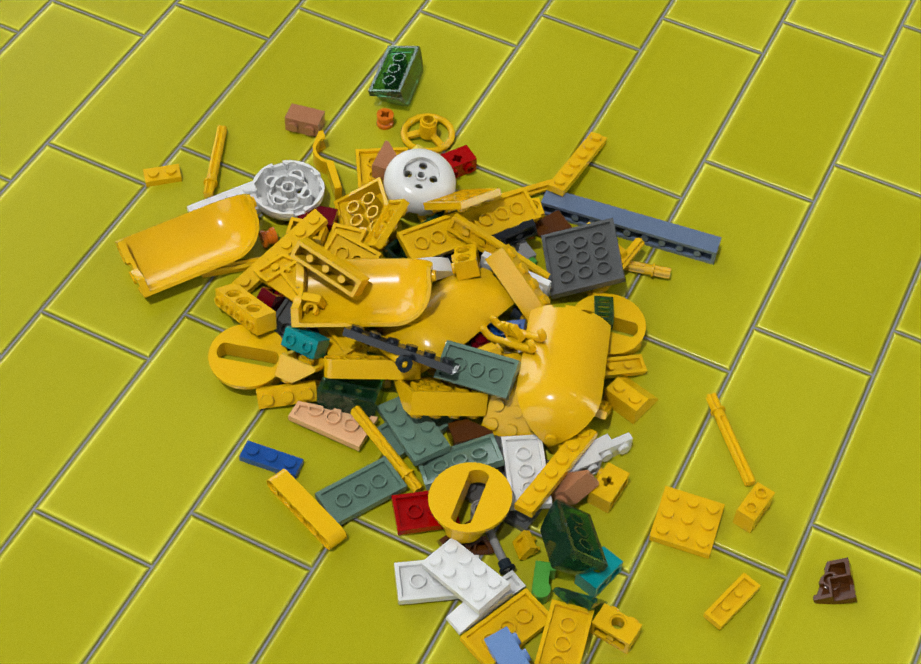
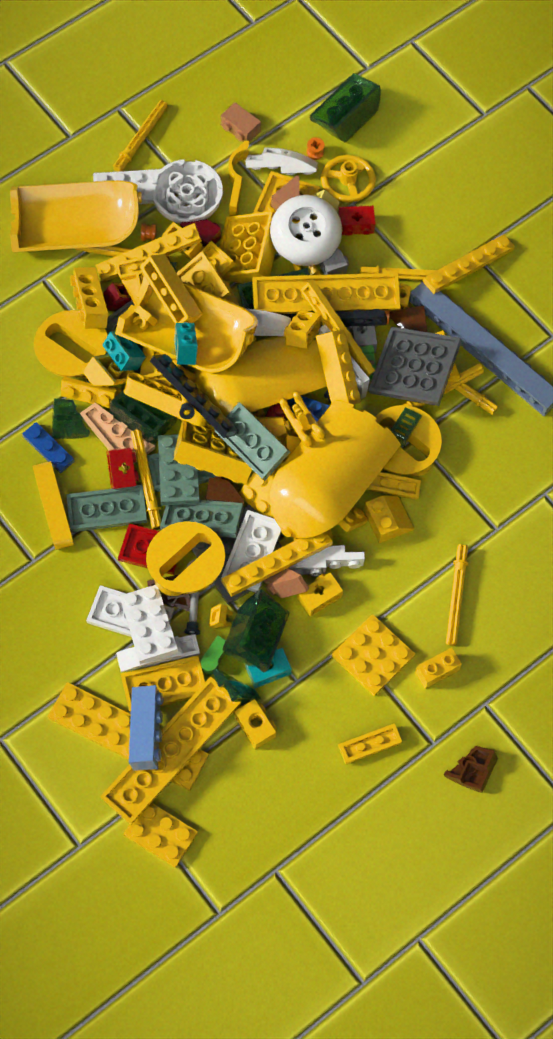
camera: 25 degrees right, 15 degrees up
(162, 175) = (88, 132): yellow plate -> none
(277, 428) = (67, 421): none -> clear green slope
(356, 456) = (115, 459): none -> red brick
(368, 135) = (289, 161): none -> white slope
(369, 307) = (185, 343): none -> teal brick
(386, 223) = (248, 264): yellow plate -> none
(462, 200) = (330, 265): yellow plate -> none

